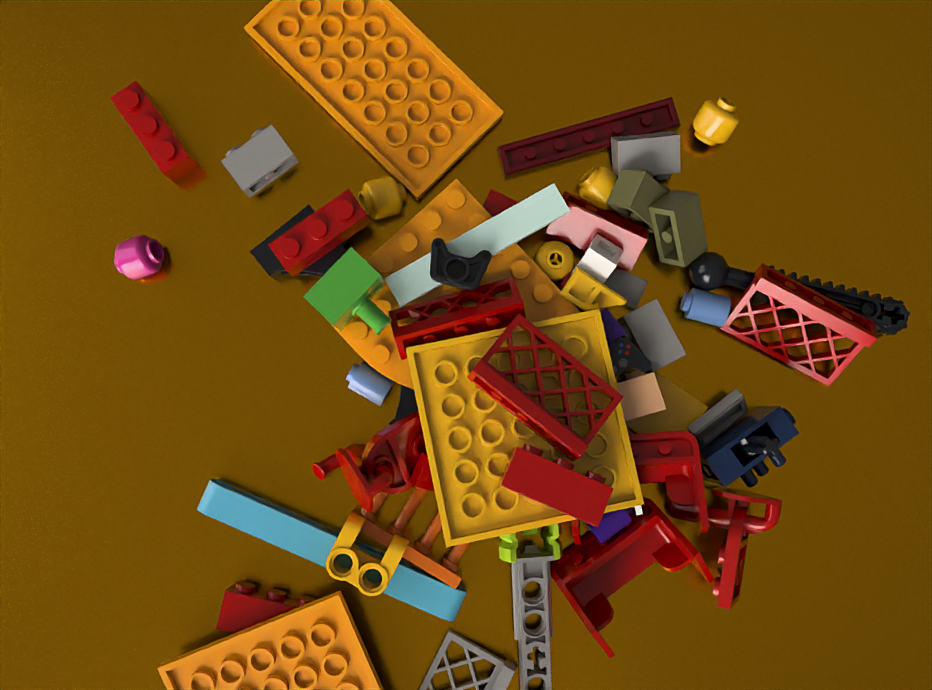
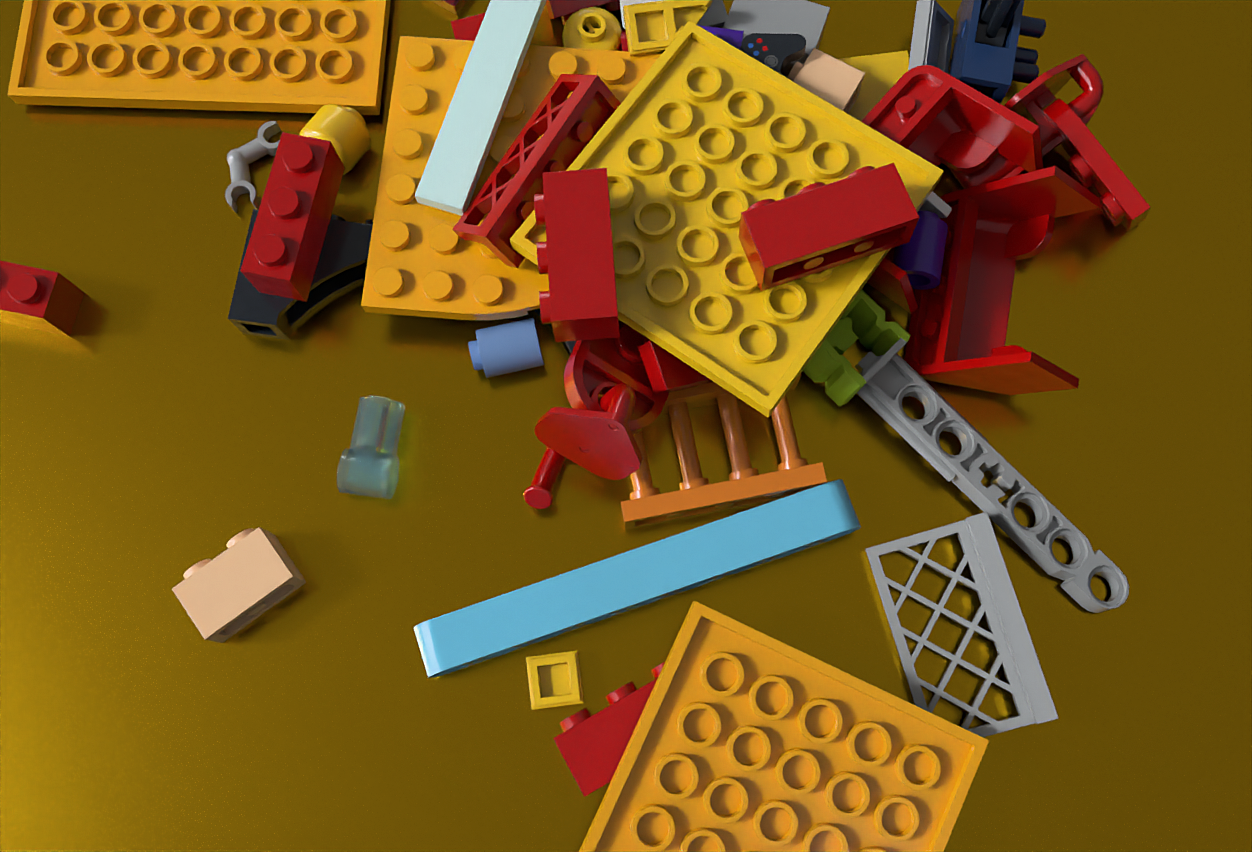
camera: 30 degrees left, 10 degrees down
(139, 256) = (95, 446): dark pink head -> none
(149, 386) = (238, 584): none -> light nougat brick
(254, 559) = (555, 680): none -> yellow tile
(258, 380) = (372, 461): none -> clear light blue piece
(259, 160) = (152, 219): light grey brick -> none
(329, 163) = (239, 161): none -> light grey arm
(348, 292) = (384, 231): bright green brick -> none
(363, 561) = (687, 541): yellow piece -> none
(425, 391) = (577, 255): none -> red brick
(455, 269) = (488, 111): black piece -> none
(534, 413) = (714, 172): red fence -> none

